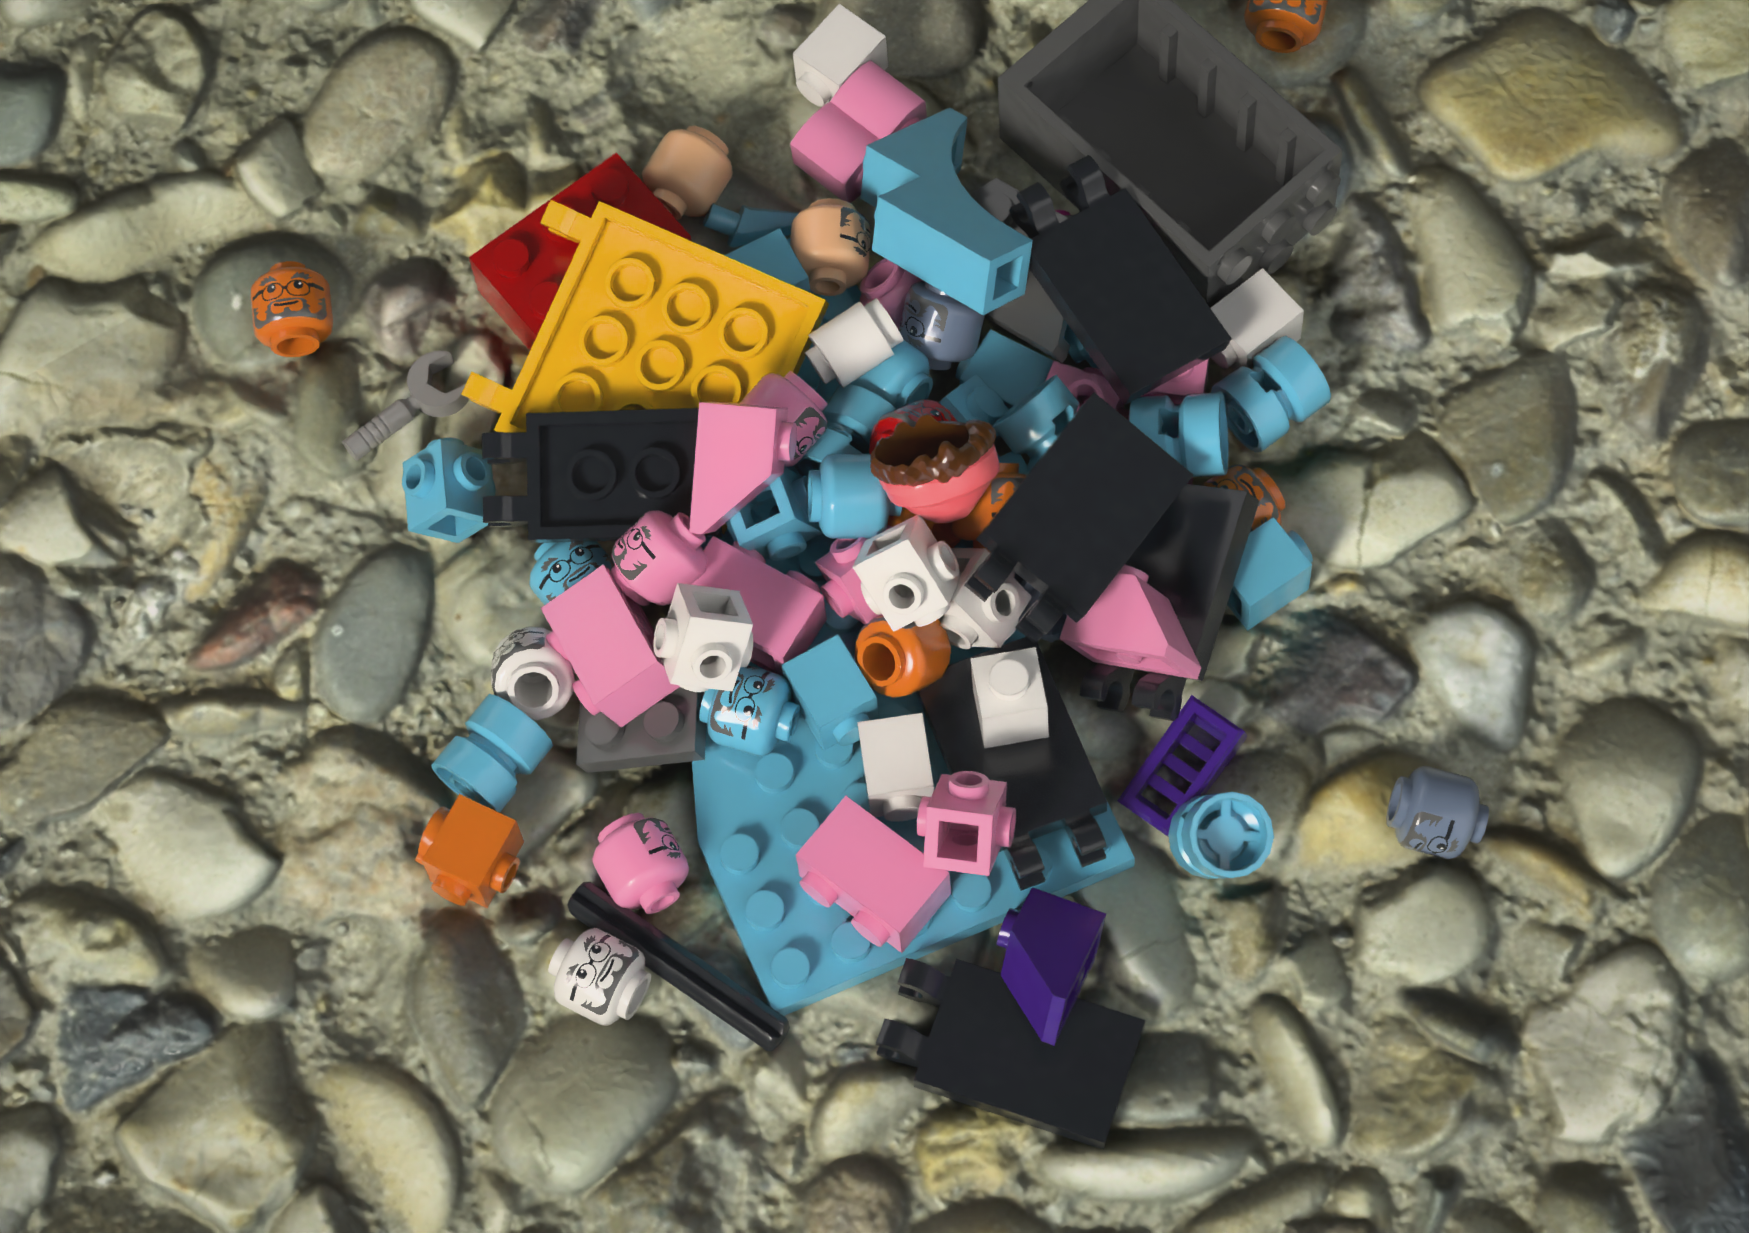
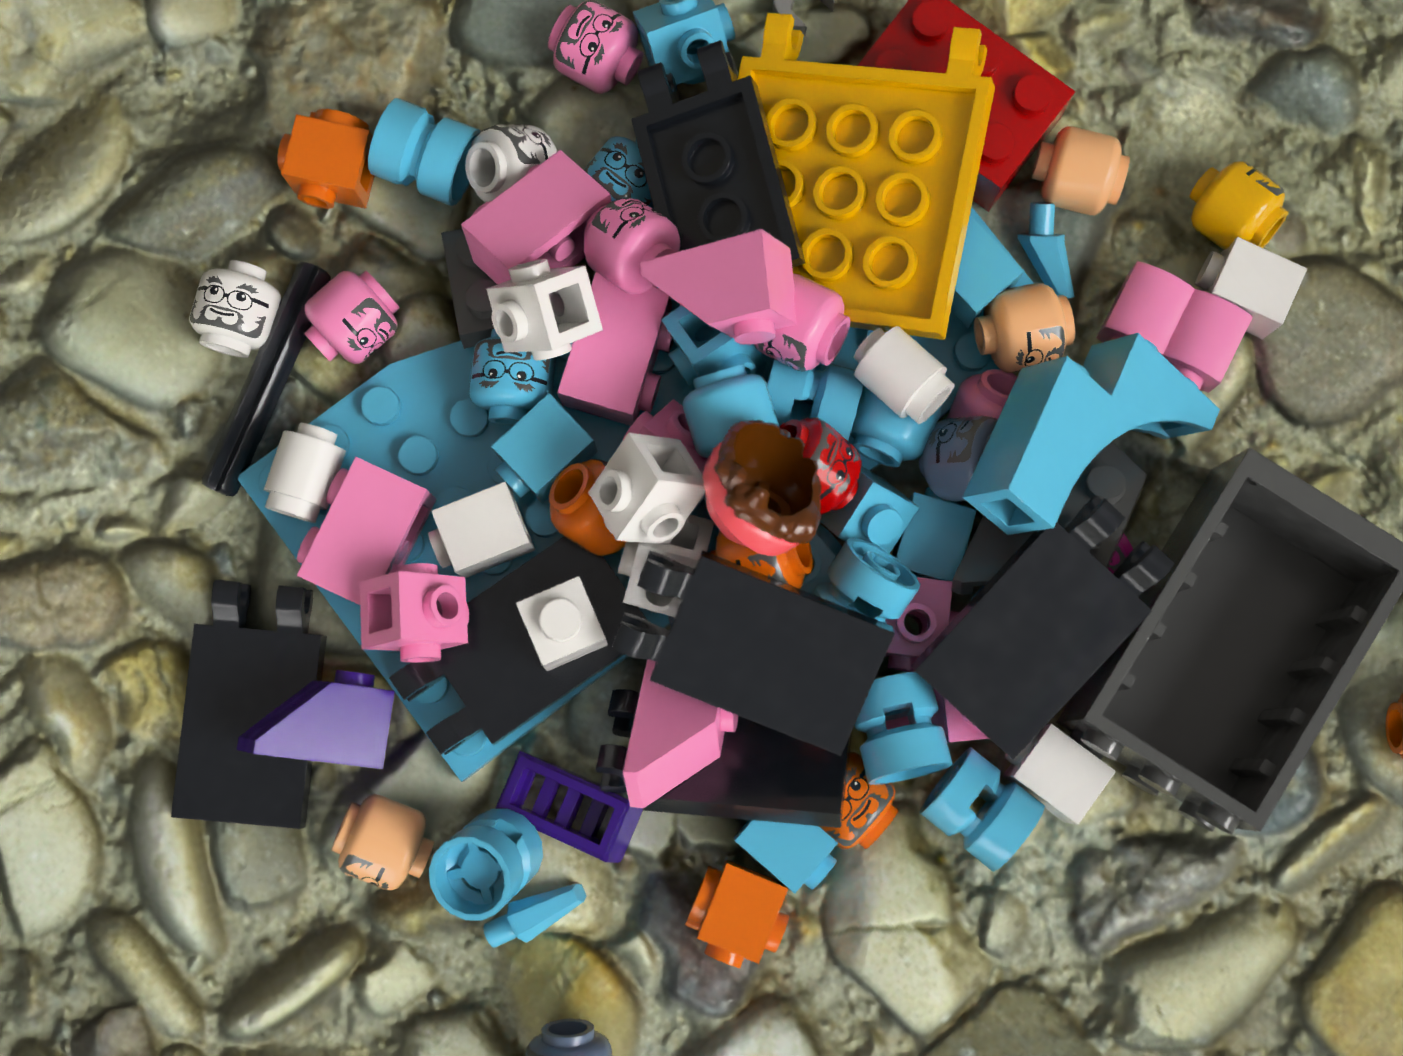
camera: 70 degrees right, 15 degrees up
(429, 578) = (595, 46): none -> bright pink head
(759, 51) = (1237, 204): none -> yellow head
(794, 922) = (303, 472): none -> white brick
(1177, 940) = (382, 842): none -> light nougat head
(1285, 822) = (533, 915): none -> medium azure bar
(1319, 629) = (738, 914): none -> orange brick

